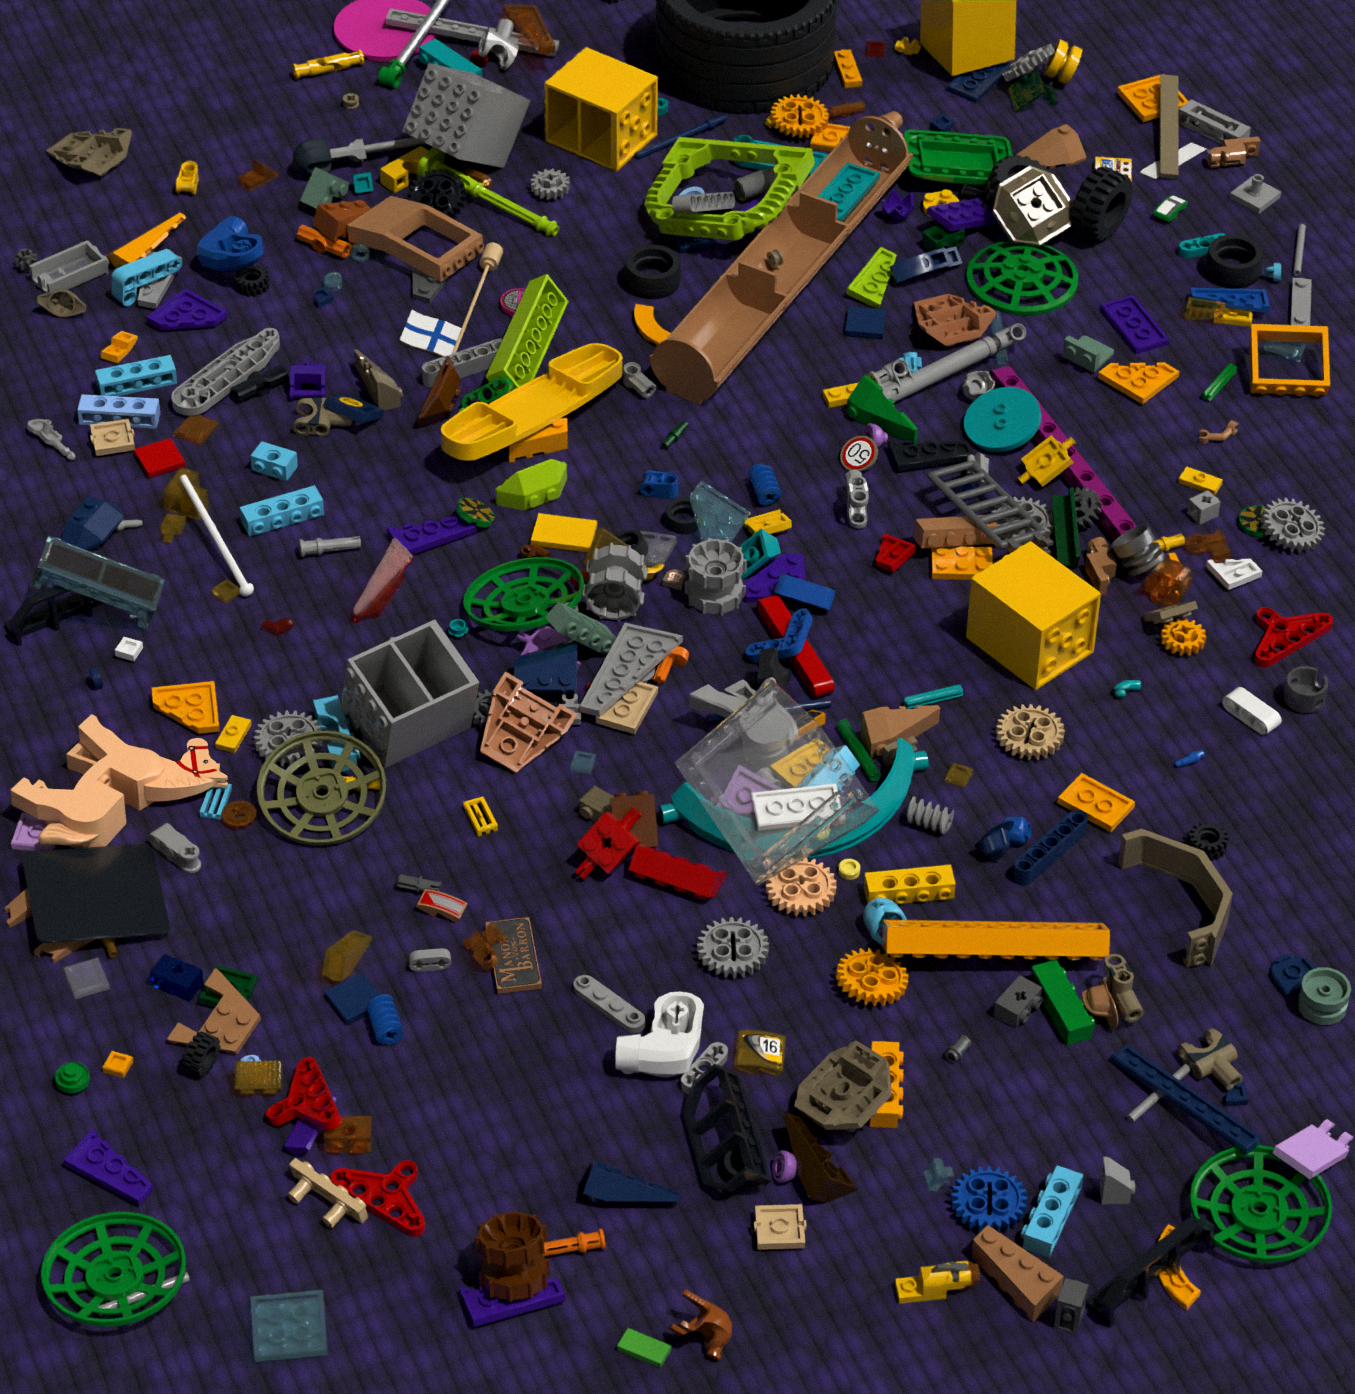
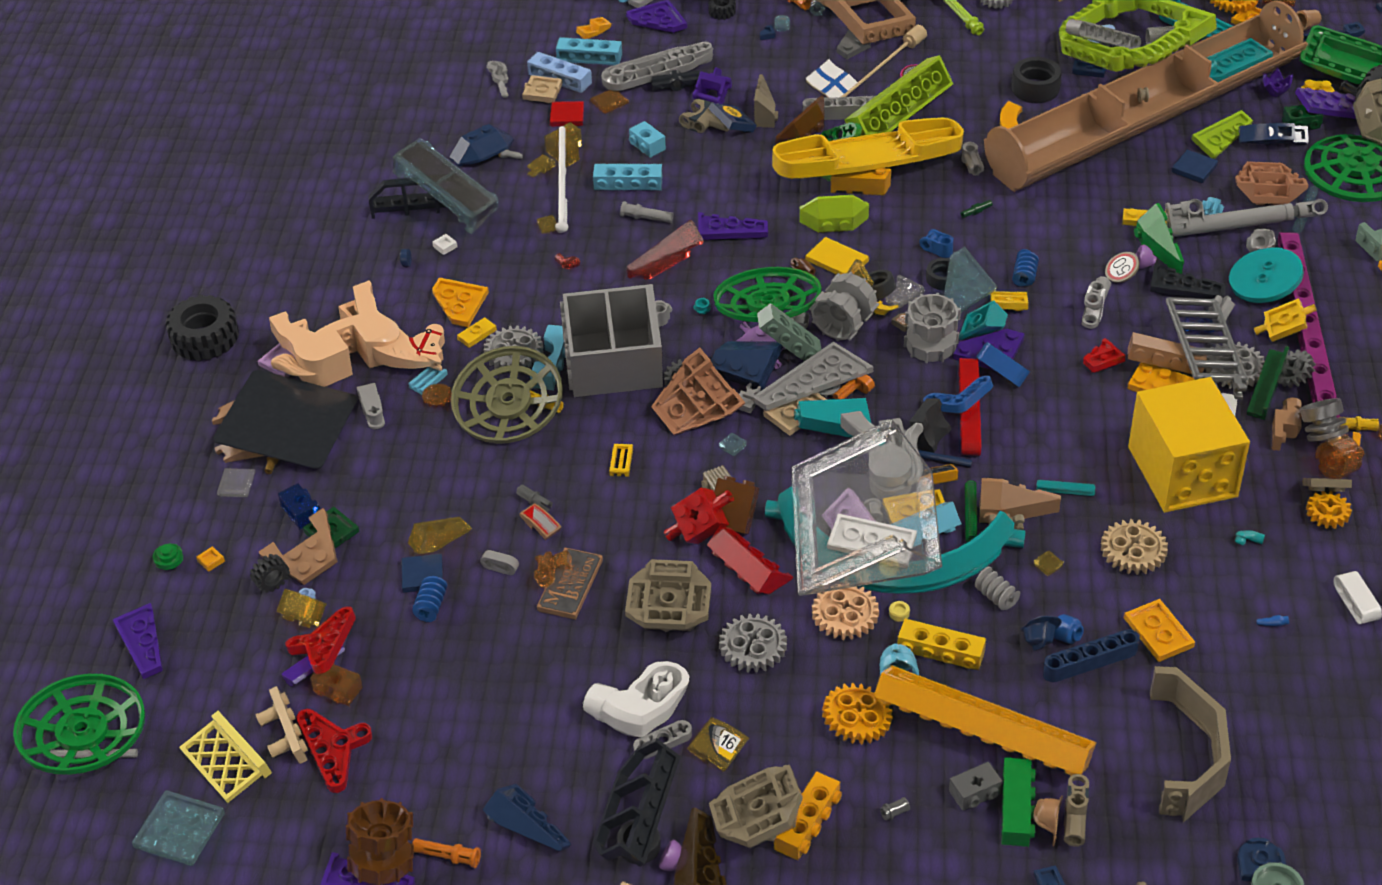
camera: 30 degrees right, 0 degrees up
(297, 1229) = (235, 742): none -> light yellow fence
(475, 511) = (773, 220): tile -> none
(609, 1004) = (620, 652): light grey plate -> none
(627, 931) = (668, 596): none -> dark tan piece
(668, 699) = (826, 414): none -> teal slope
(1211, 832) = (1249, 693): black tyre -> none

